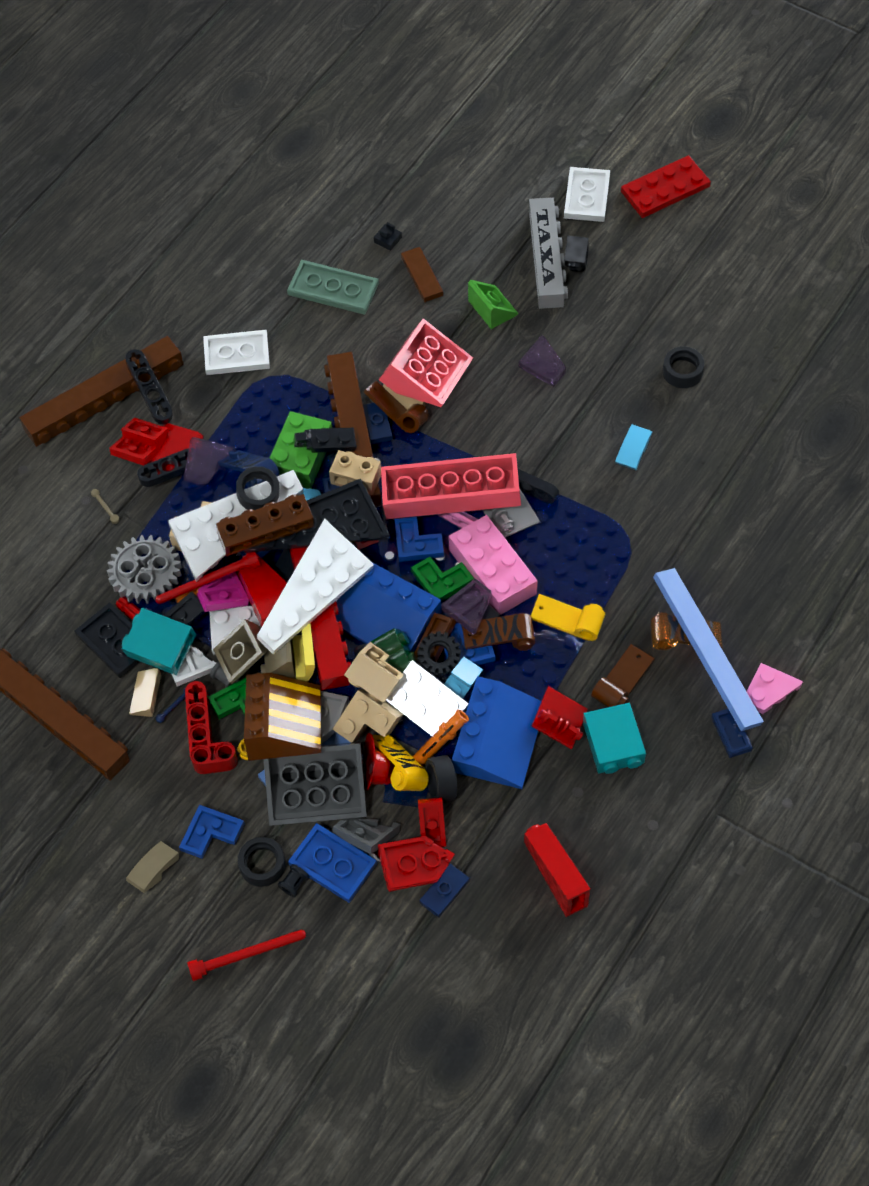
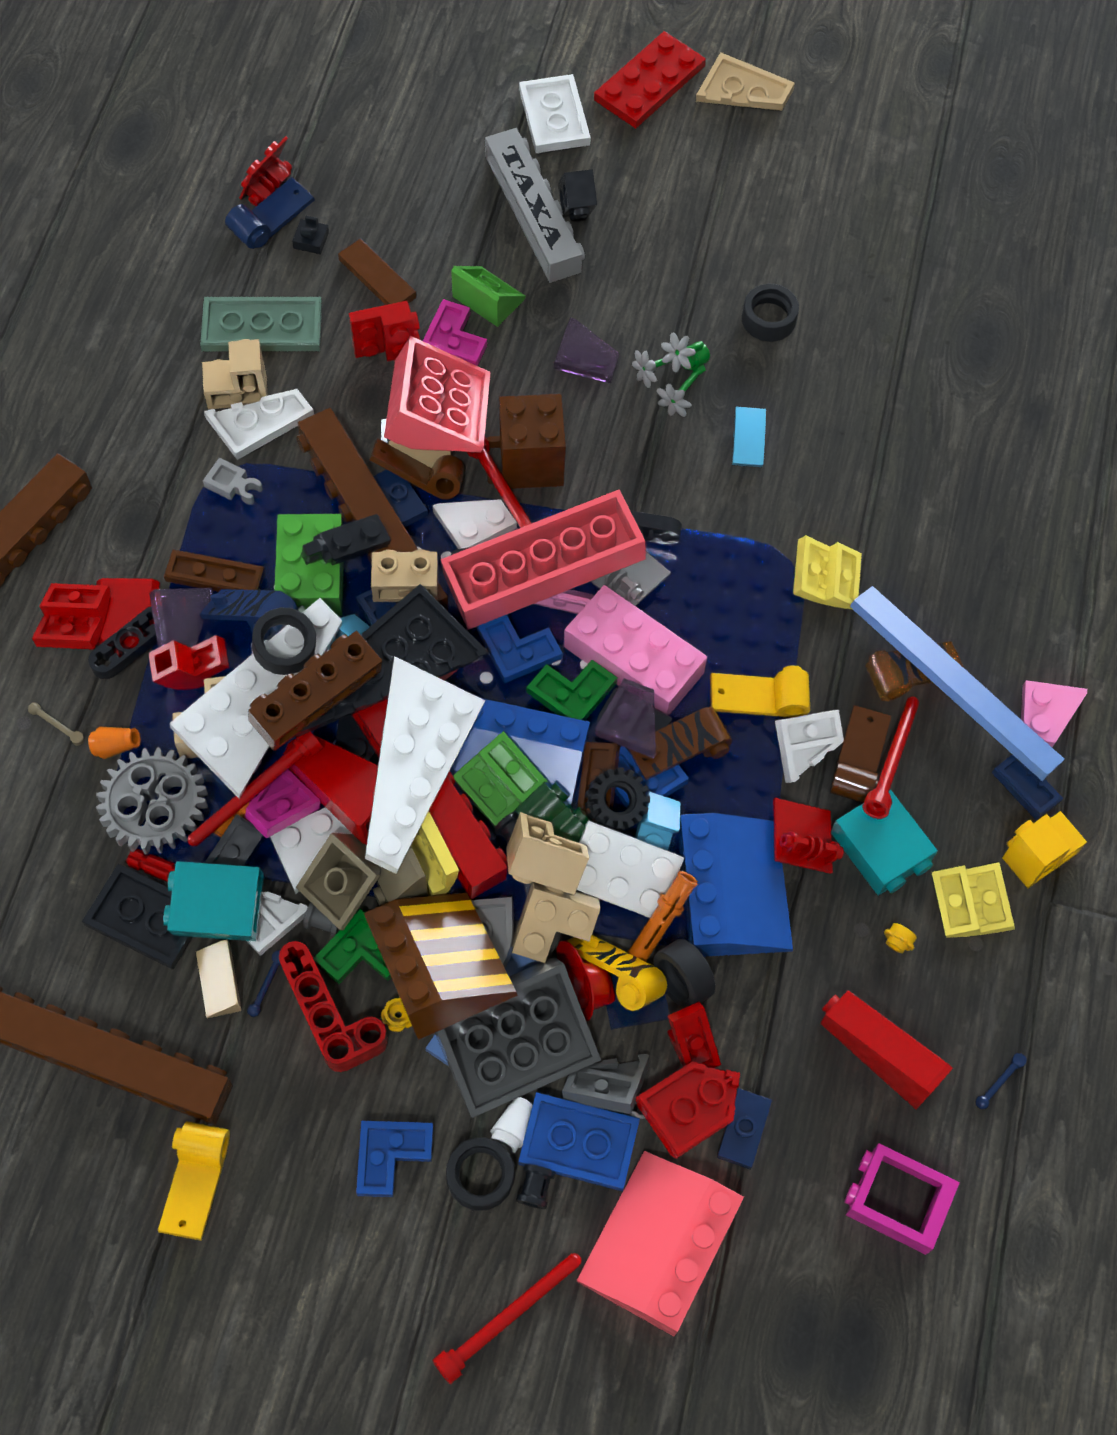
camera: 25 degrees left, 5 degrees up
(93, 796) = (192, 1191): none -> yellow door
(134, 526) = (112, 741): none -> orange cone
(147, 387) = (55, 536): black beam -> none
(150, 867) = (327, 1235): dark tan slope -> none
(193, 490) = (187, 667): none -> red brick
(236, 352) = (163, 450): white plate -> none
(238, 438) = (212, 572): none -> reddish brown tile
(271, 381) = (229, 480): none -> light grey plate
(293, 838) = (512, 1125): none -> white cone
(301, 318) = (236, 379): none -> tan brick
(303, 351) = (255, 424): none -> white wing
(355, 221) = (267, 218): none -> dark blue door
(361, 941) = (660, 1241): none -> coral slope
(367, 617) = (498, 779): none -> bright green slope
(372, 188) = (266, 175): none -> red hinge
(407, 310) = (383, 329): none -> red plate
(420, 450) = (474, 521): none -> white wing
(447, 431) = (501, 485): none -> red piece
(453, 325) = (448, 334): none -> dark pink plate
(477, 409) = (531, 440): none -> reddish brown container
(547, 984) = (927, 1236): none -> dark pink window
(589, 657) = (807, 740): none -> white wing
(599, 804) = (900, 938): none -> yellow plate
(613, 382) = (689, 357): none -> light grey plant
(616, 707) = (878, 801): none -> red piece
(649, 551) = (827, 573): none -> light yellow slope
(649, 908) = (1017, 1061): none -> dark blue hinge
(661, 796) = (973, 900): none -> light yellow slope
(723, 774) = (1042, 847): none -> yellow brick
(731, 206) = (744, 85): none -> tan wing

